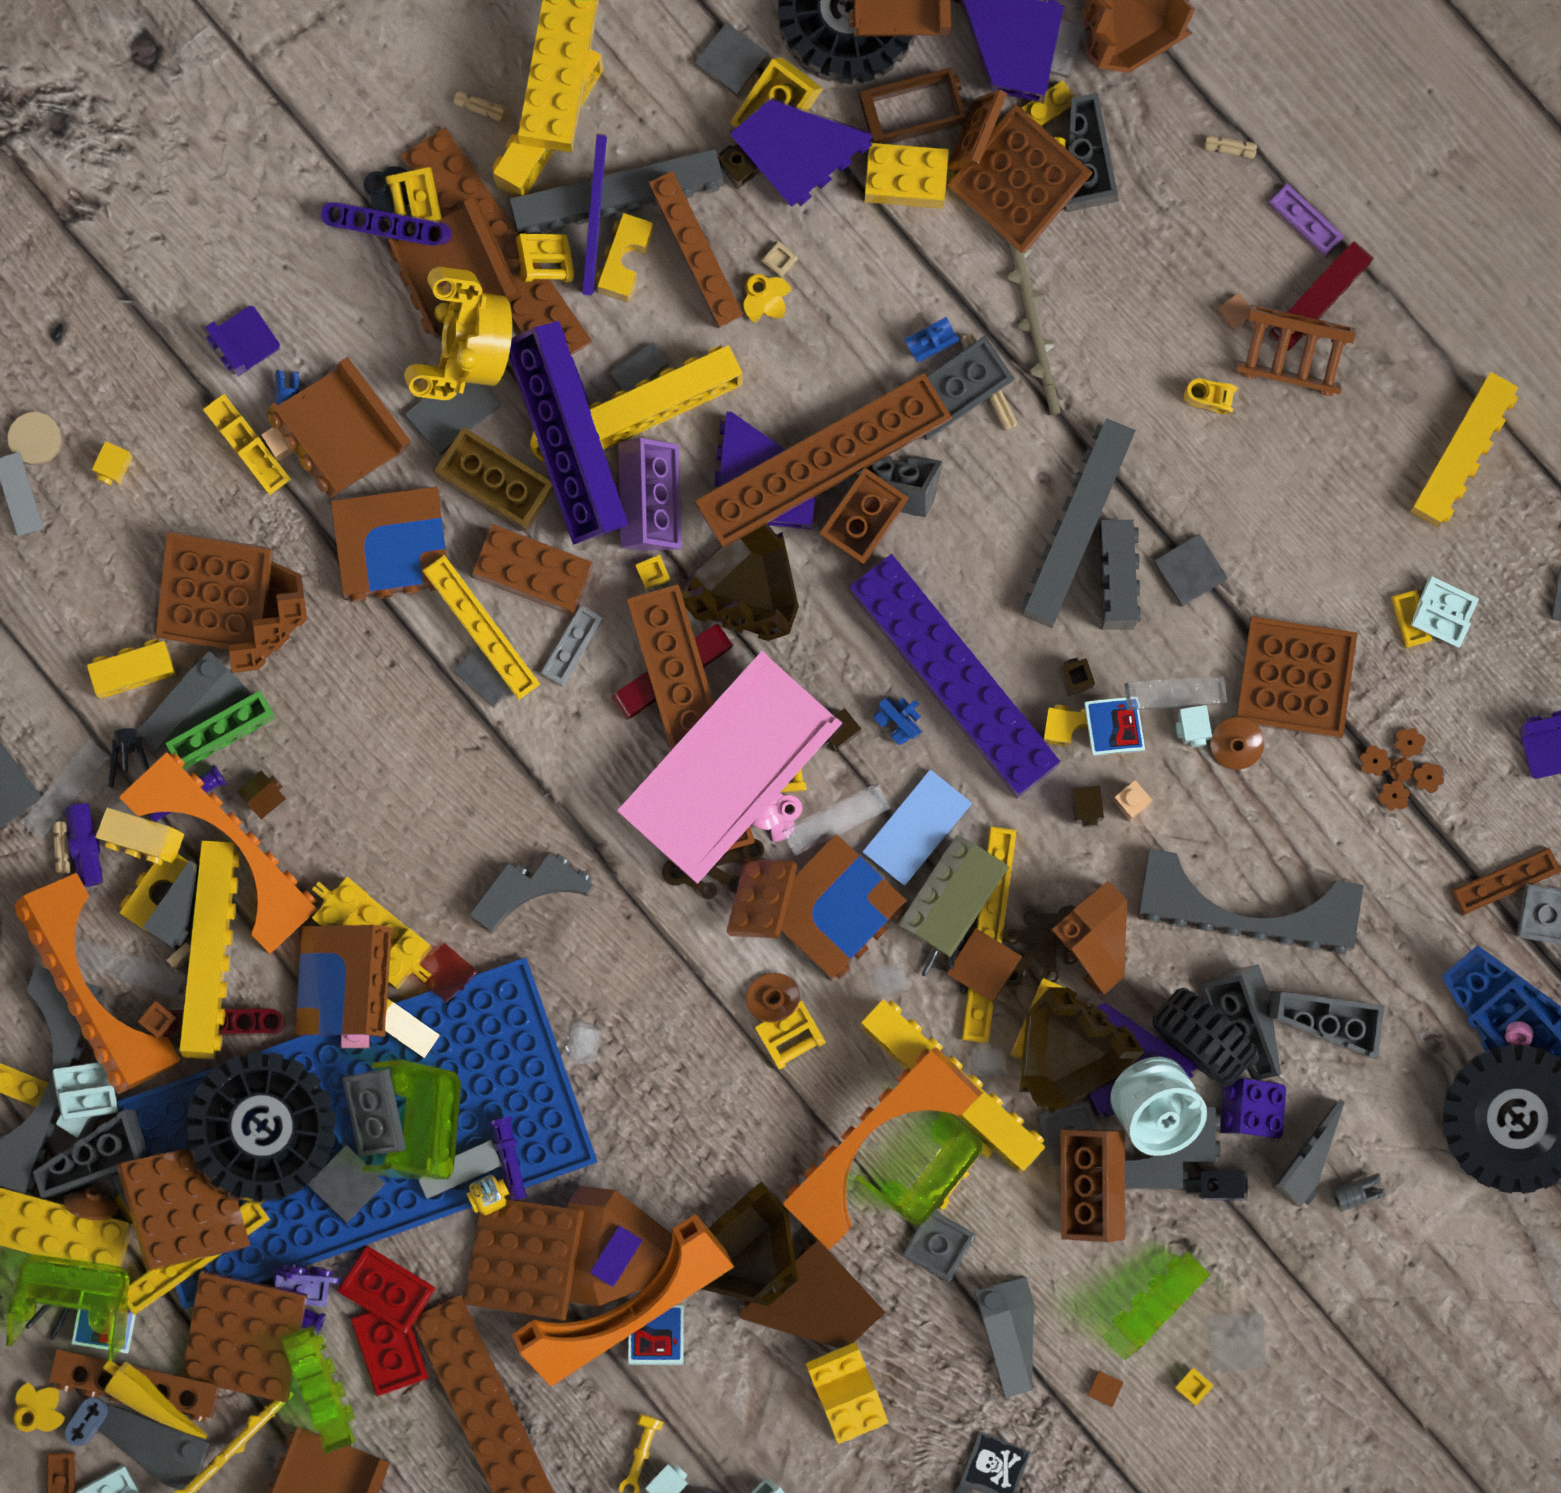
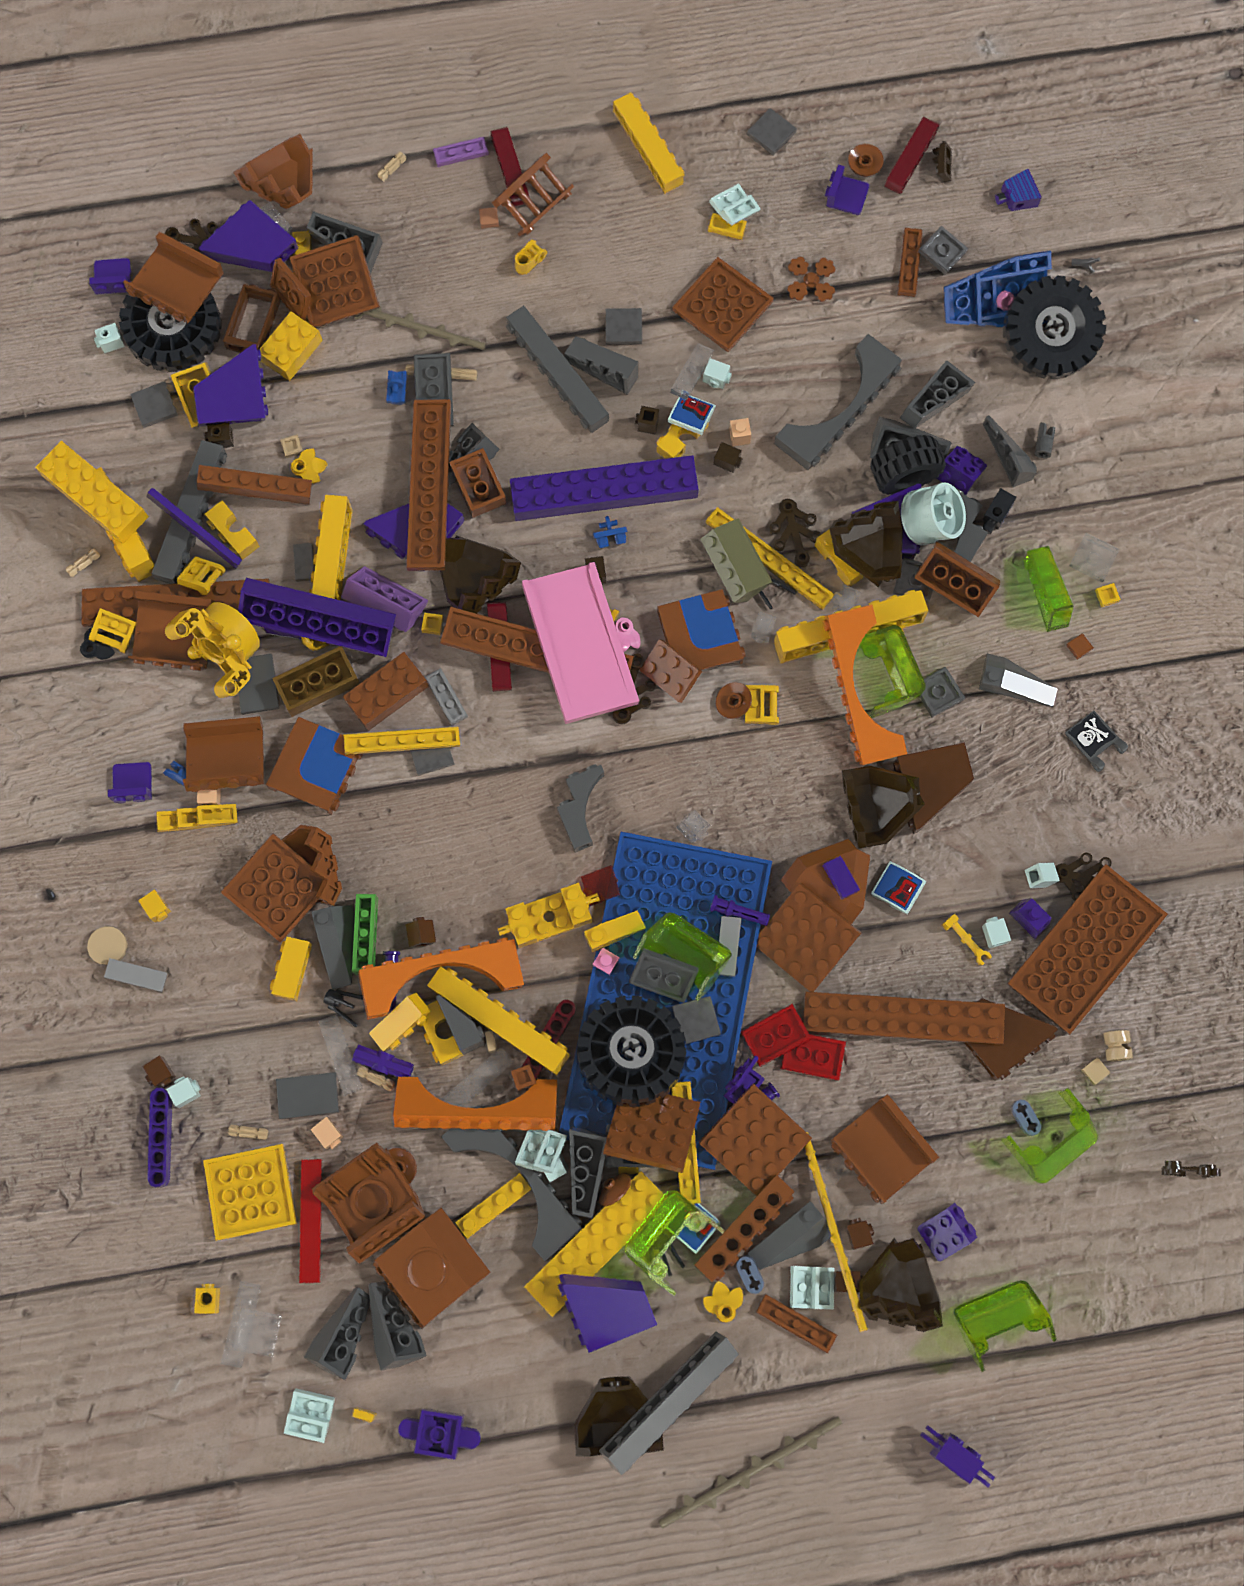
camera: 55 degrees left, 5 degrees down
(141, 1394) = (756, 1226): yellow piece -> none
(320, 1388) = (818, 1109): clear neon green wedge -> none
(343, 980) = (569, 946): dark orange panel -> none
(374, 226) = (110, 660): dark purple beam -> none
(487, 1195) = (755, 936): head -> none
(565, 1347) = (871, 835): orange arch -> none
(835, 819) = (647, 604): clear tile -> none
(847, 1393) = (1000, 793): yellow bracket -> none
(917, 828) = (681, 562): light blue tile -> none
(984, 965) = (788, 568): dark orange tile -> none
(1098, 937) = (812, 491): dark orange panel -> none
(1232, 730) = (733, 357): dark orange dish -> none

